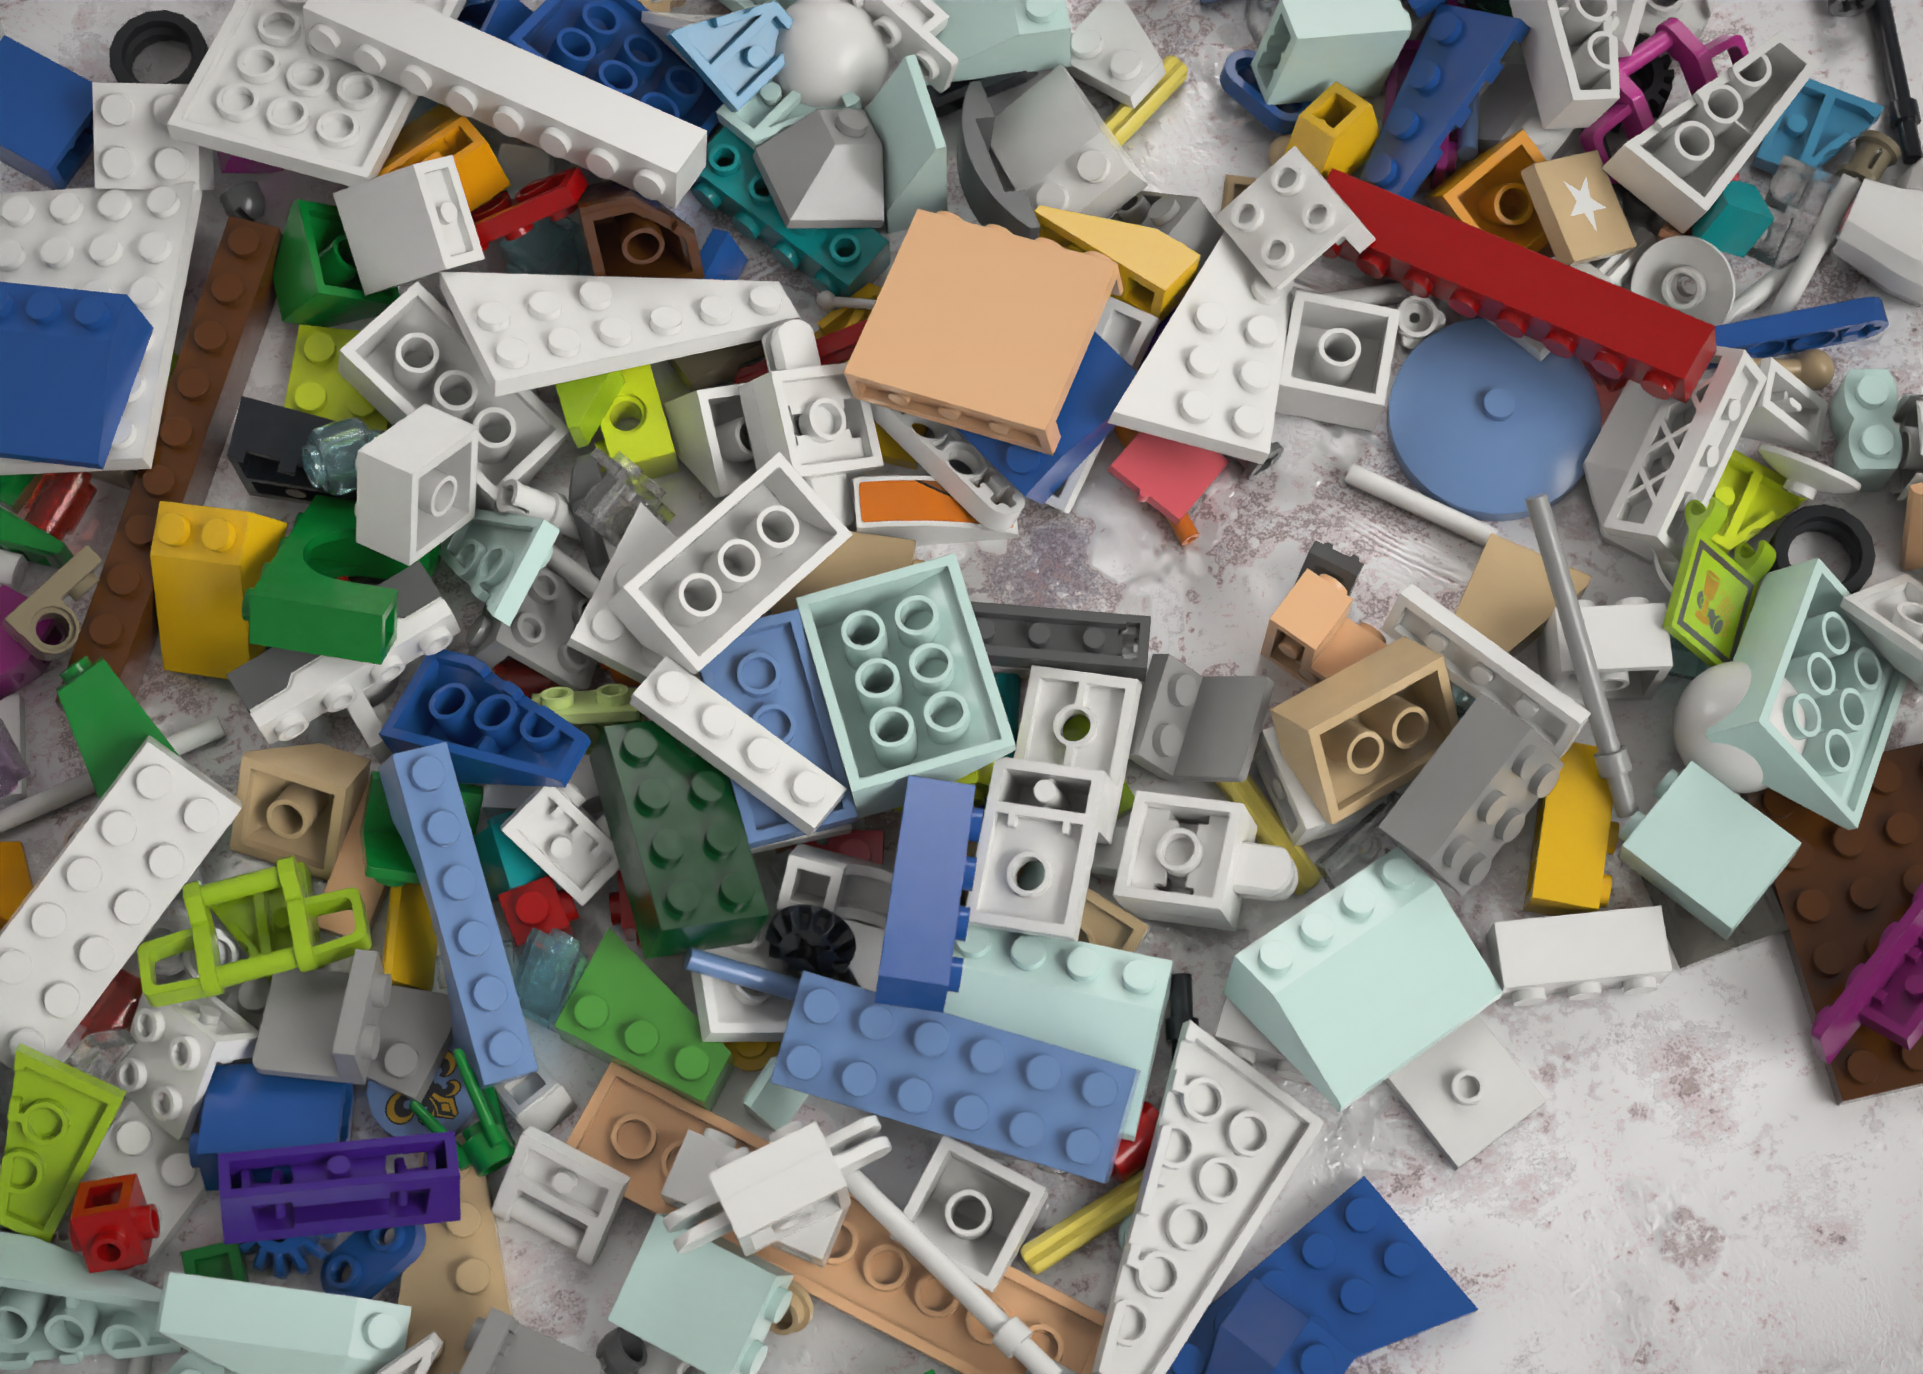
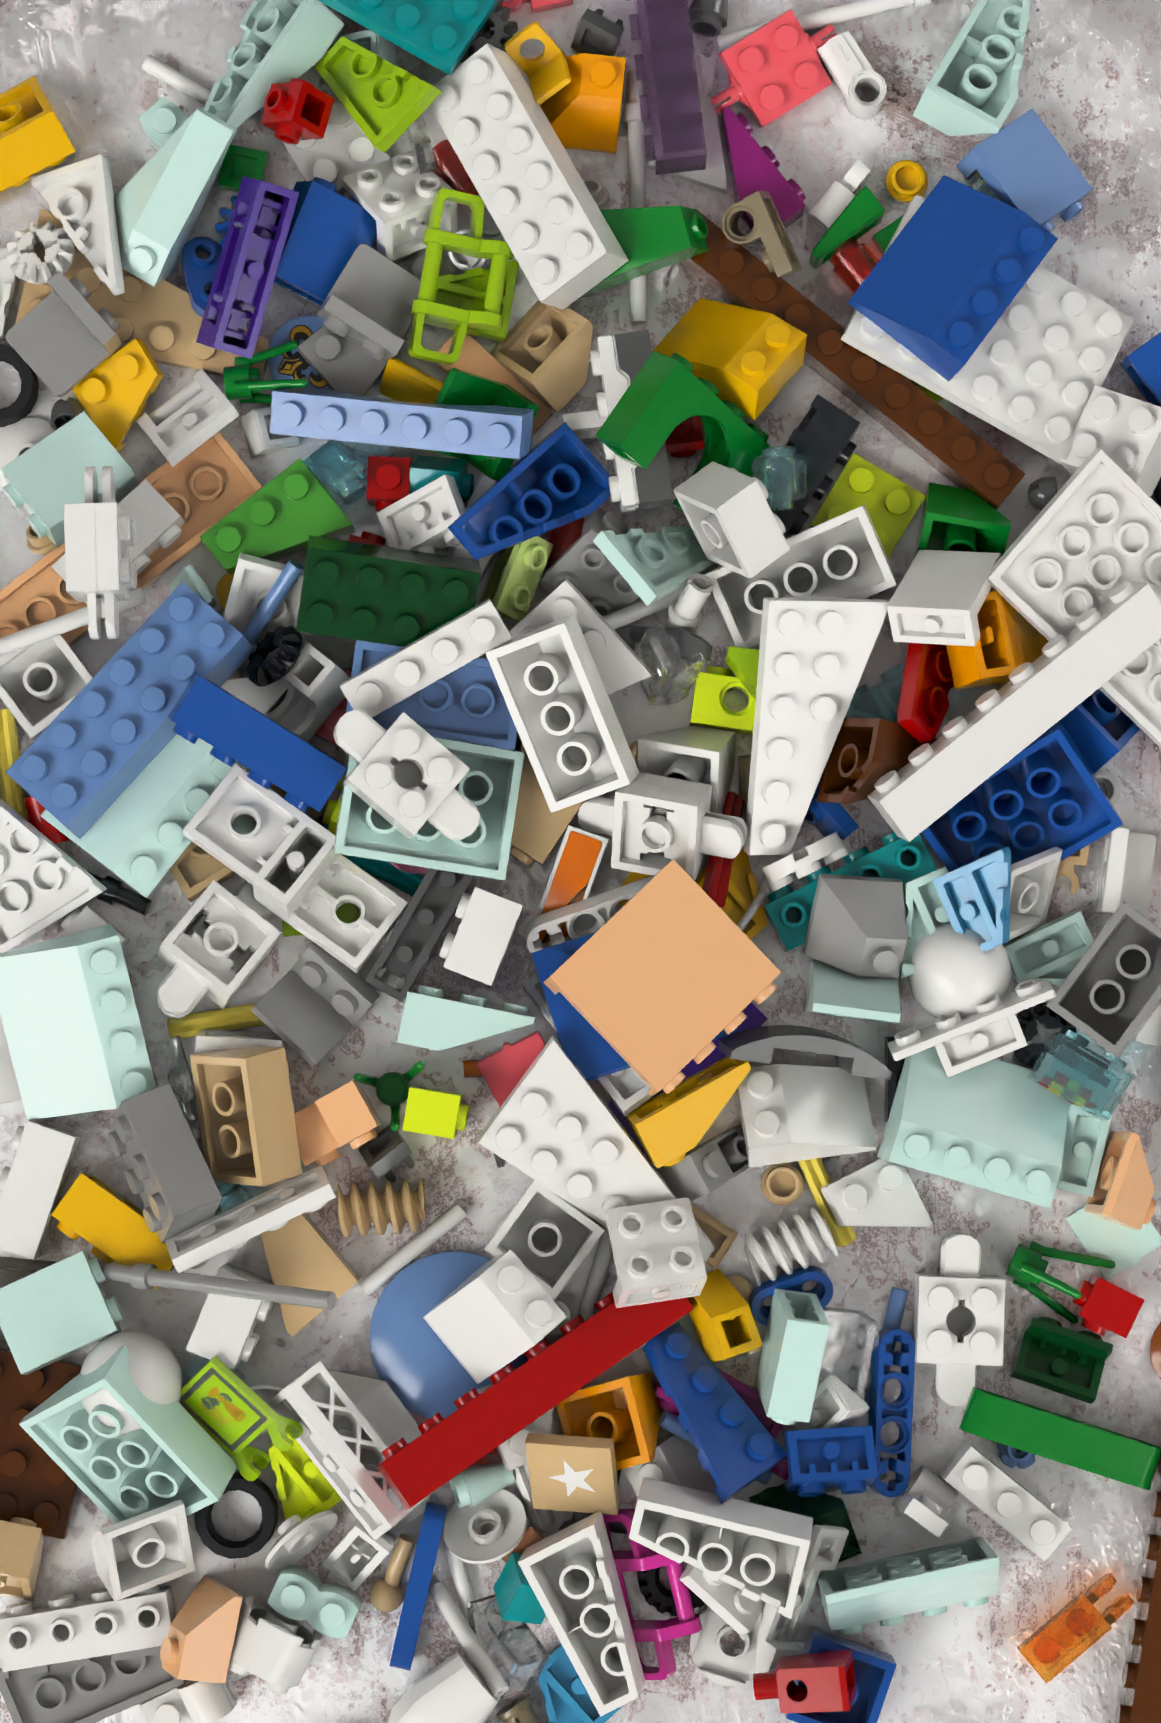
camera: 110 degrees right, 15 degrees up
(560, 1297) = (118, 390): none -> yellow wing
(777, 258) = (804, 861): none -> white plate
(886, 695) = (406, 775): none -> white brick
(1033, 561) = (482, 936): none -> white brick
(1143, 550) = (444, 1024): none -> light aqua slope
(1150, 153) = (781, 1183): none -> tan plate
(1212, 116) = (789, 1245): none -> white piece
(1252, 599) = (392, 1089): none -> green plant
(1258, 533) = (435, 1112): none -> neon yellow brick
(1388, 546) = (382, 1208): none -> tan piece
(1451, 353) = (494, 1316): none -> white slope

